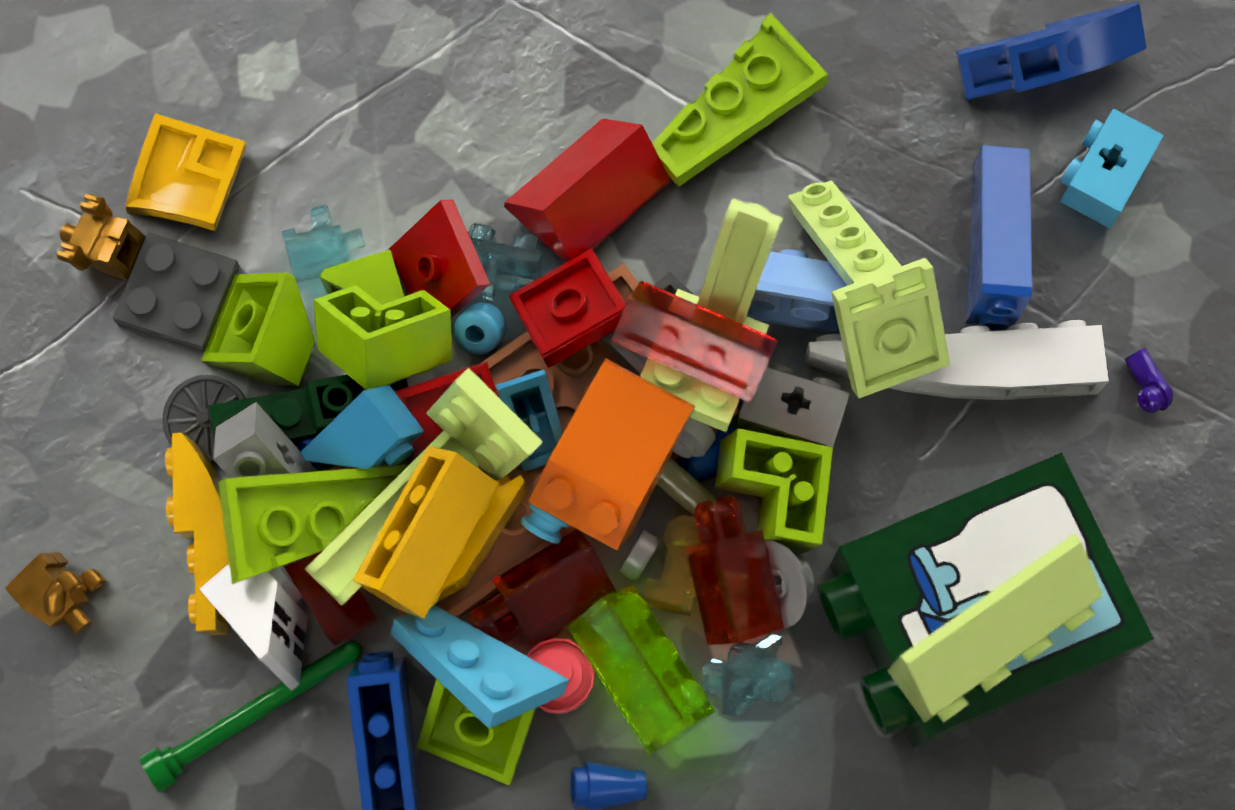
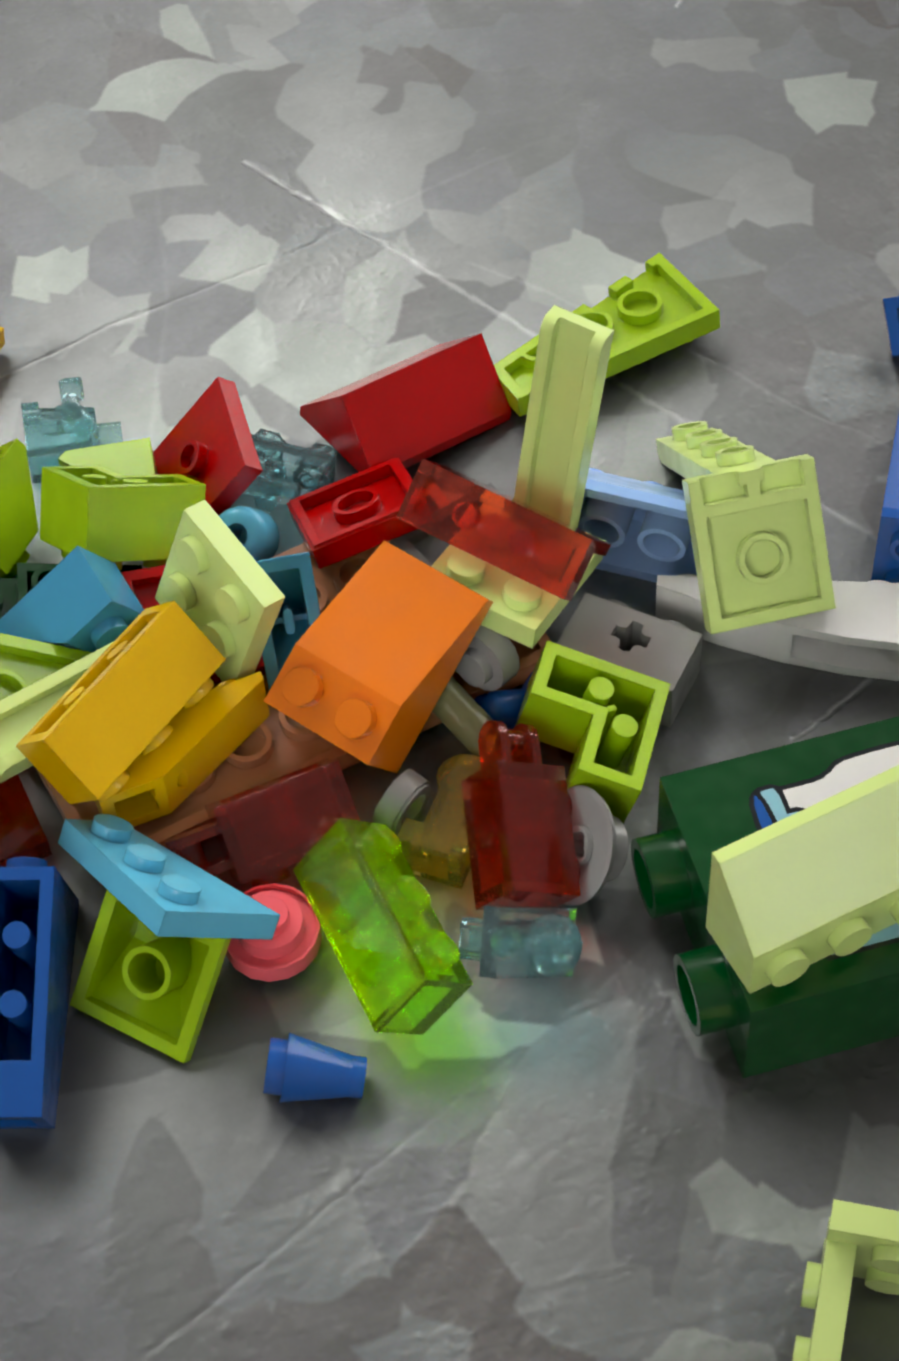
camera: 10 degrees right, 20 degrees down
(543, 525) = (285, 737): medium azure bush -> none

